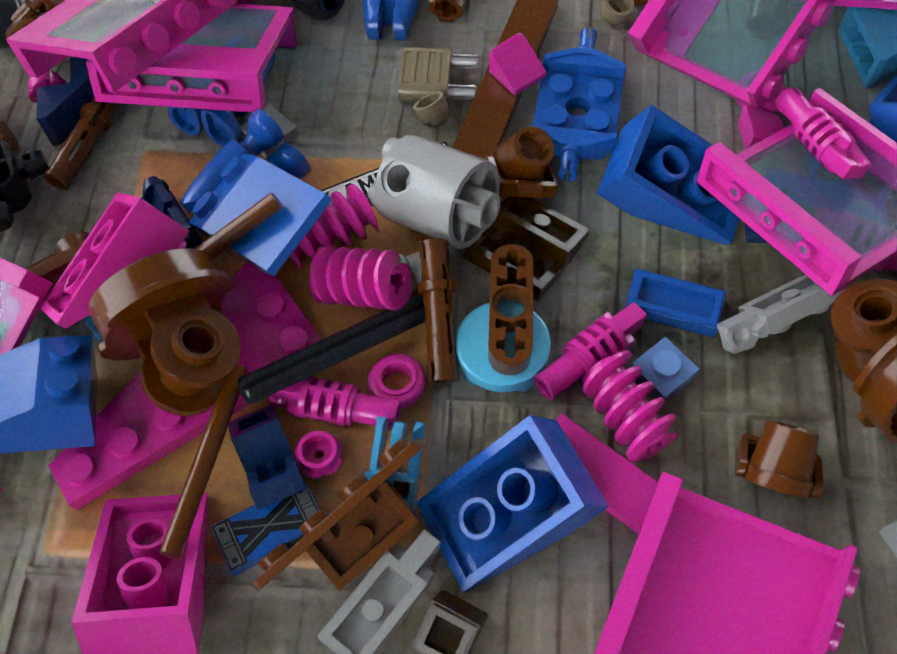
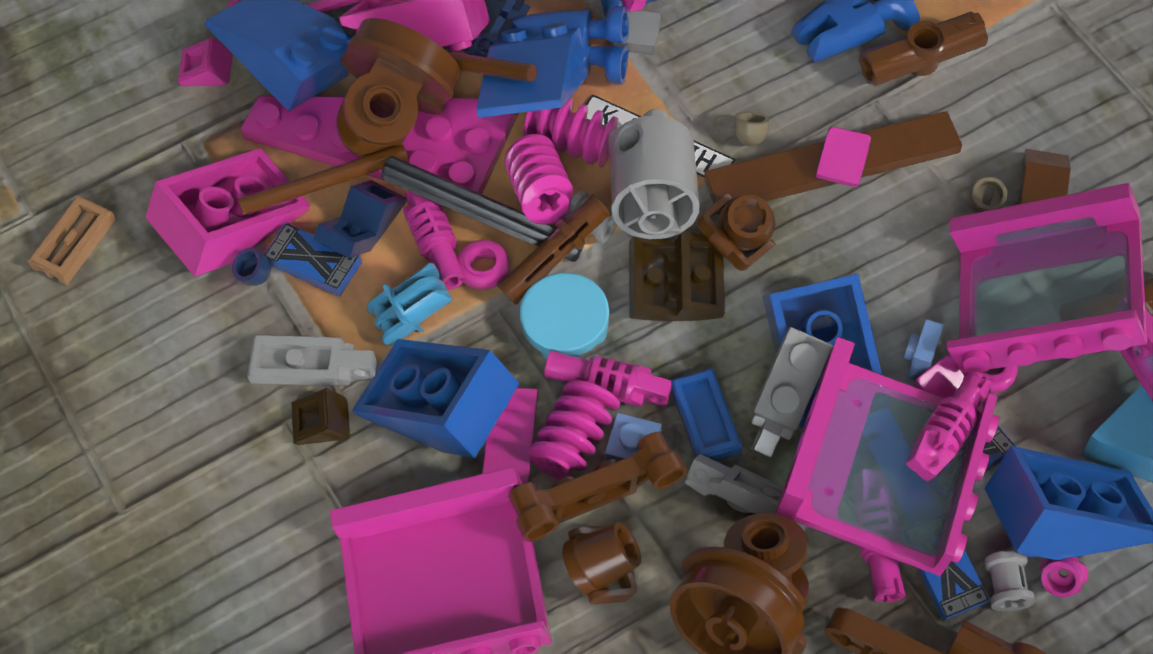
camera: 55 degrees right, 0 degrees up
(225, 588) = (251, 263): none -> dark blue hinge
(318, 442) = (386, 242): dark pink plate -> none
(357, 530) = (342, 306): reddish brown bracket -> none
(430, 71) = (789, 102): dark tan piece -> none
(521, 324) = (588, 313): reddish brown beam -> none
(584, 81) = (873, 211): blue plate -> none
(699, 448) = (543, 510): none -> reddish brown plate
(706, 225) = (787, 388): none -> light grey hinge
(725, 119) = (922, 348): none -> medium blue plate

